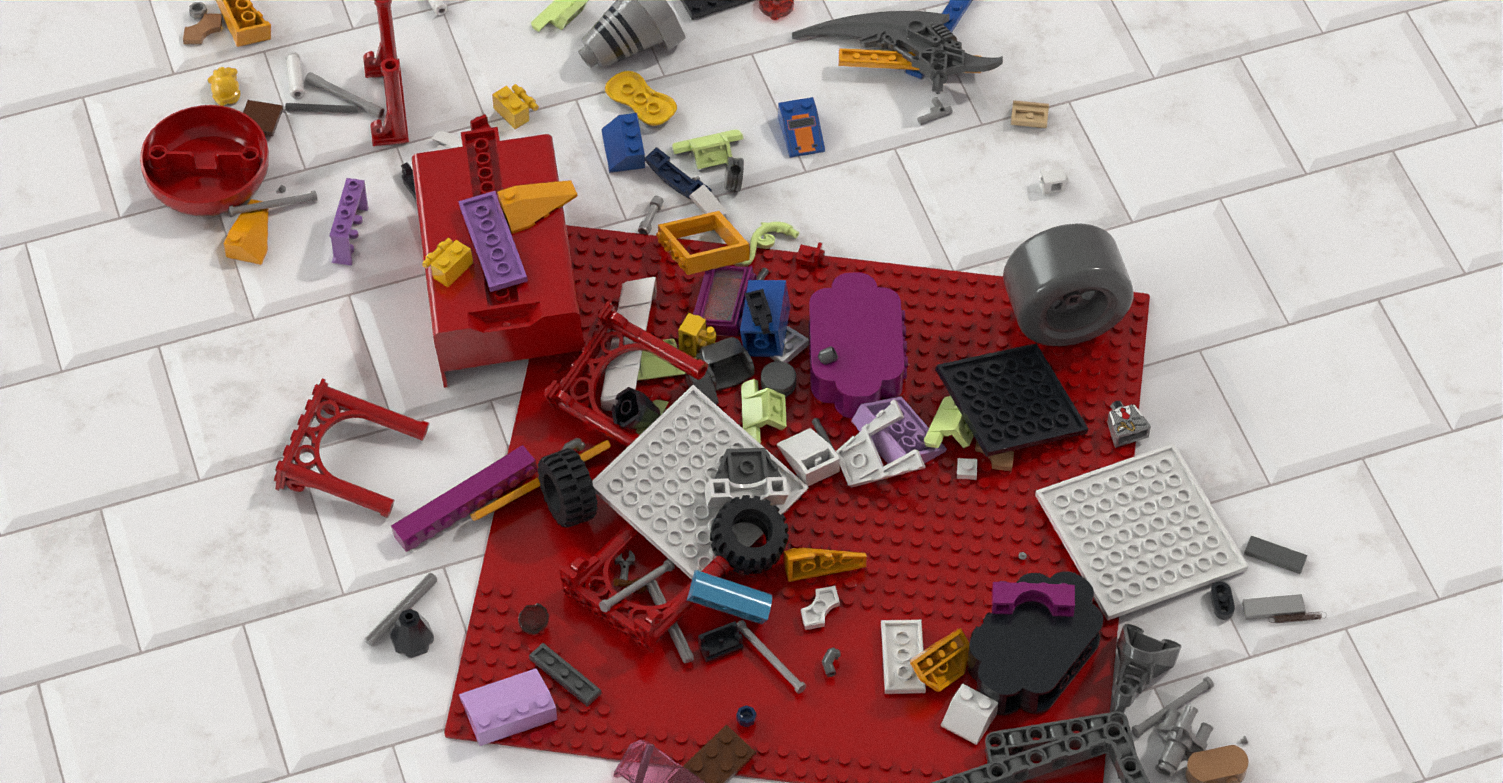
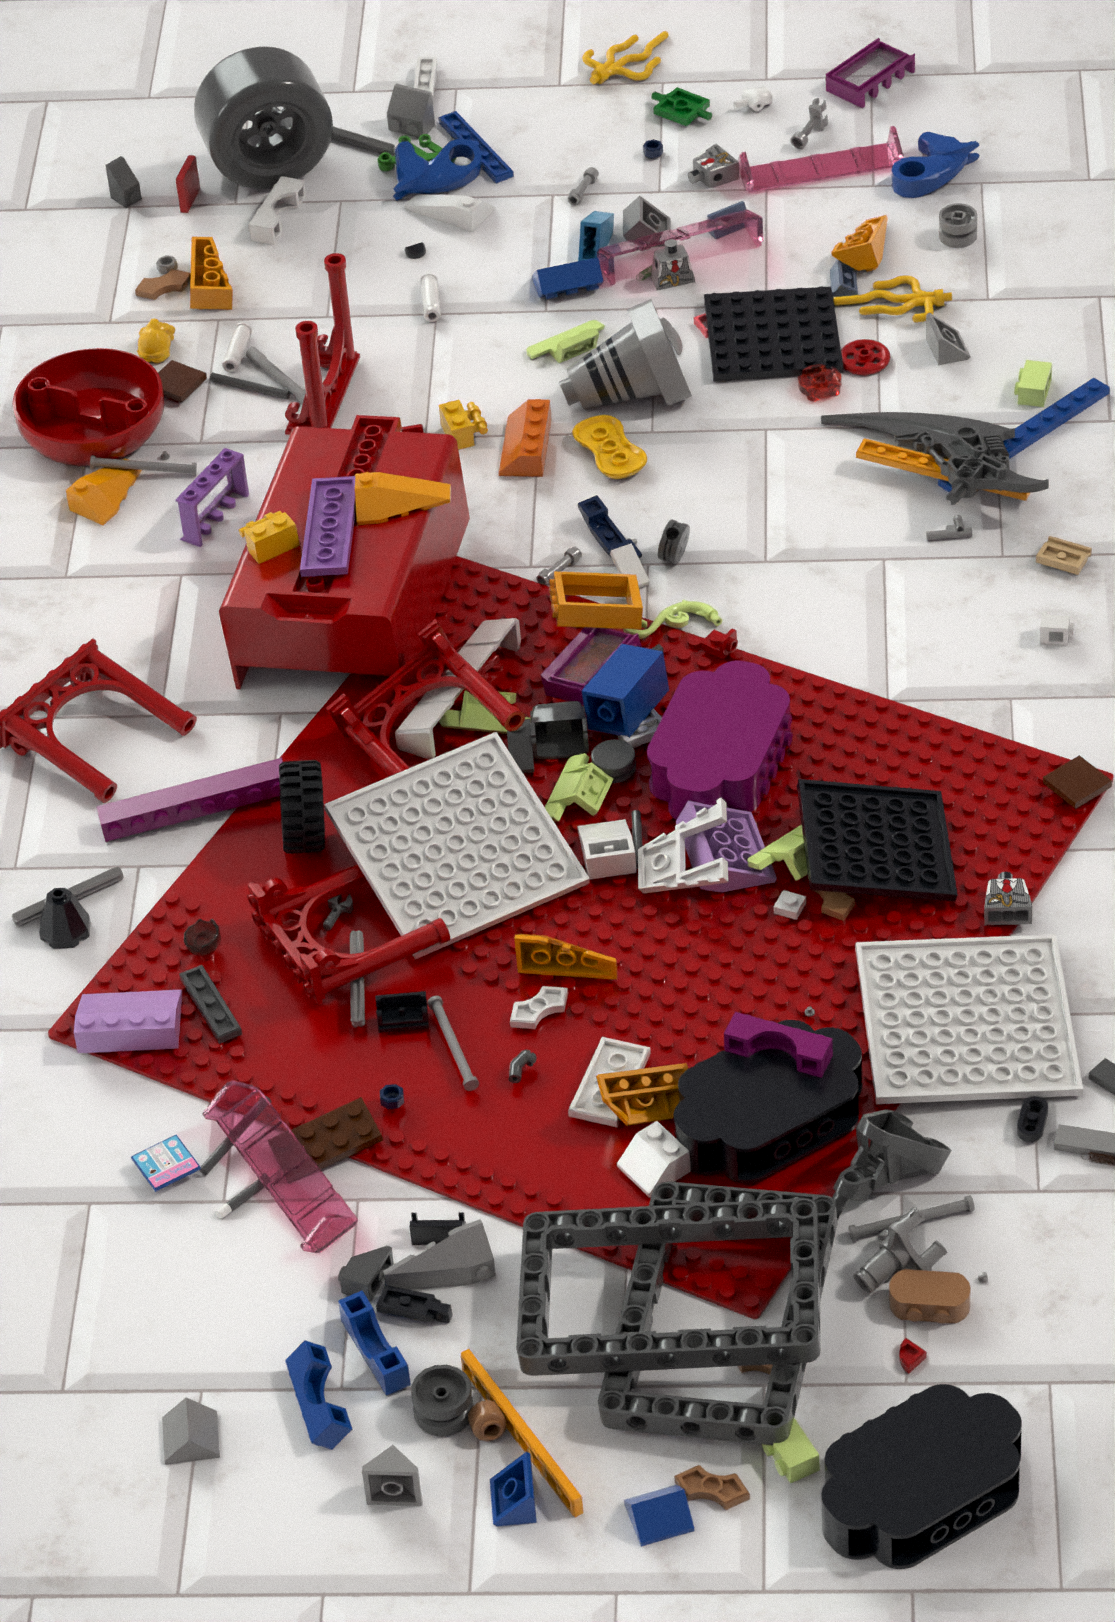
camera: 25 degrees right, 10 degrees down
(531, 485) = (273, 802): light orange tile -> none
(571, 107) = (526, 439): none -> orange slope
(574, 444) = (337, 776): dark grey arm -> none
(605, 605) = (383, 921): light grey bar -> none
(623, 143) = (566, 487): blue slope -> none
(625, 583) = (339, 933): reddish brown bar -> none
(634, 410) = (420, 745): black cone -> none
(694, 335) = (534, 687): yellow brick -> none
(709, 149) = (657, 513): yellowish green plate -> none
(722, 490) = (530, 866): white arch -> none
(730, 597) = (431, 965): dark azure brick -> none
(747, 466) = (519, 837): dark grey wing -> none
(757, 513) = (493, 878): black tyre -> none
(759, 309) = (612, 672): black hinge -> none
(801, 127) = (780, 512): blue slope -> none
(827, 355) = (671, 738): dark grey piece -> none
(1068, 285) = (963, 717): dark grey wheel -> none
(1139, 312) = (1077, 781): none -> reddish brown tile

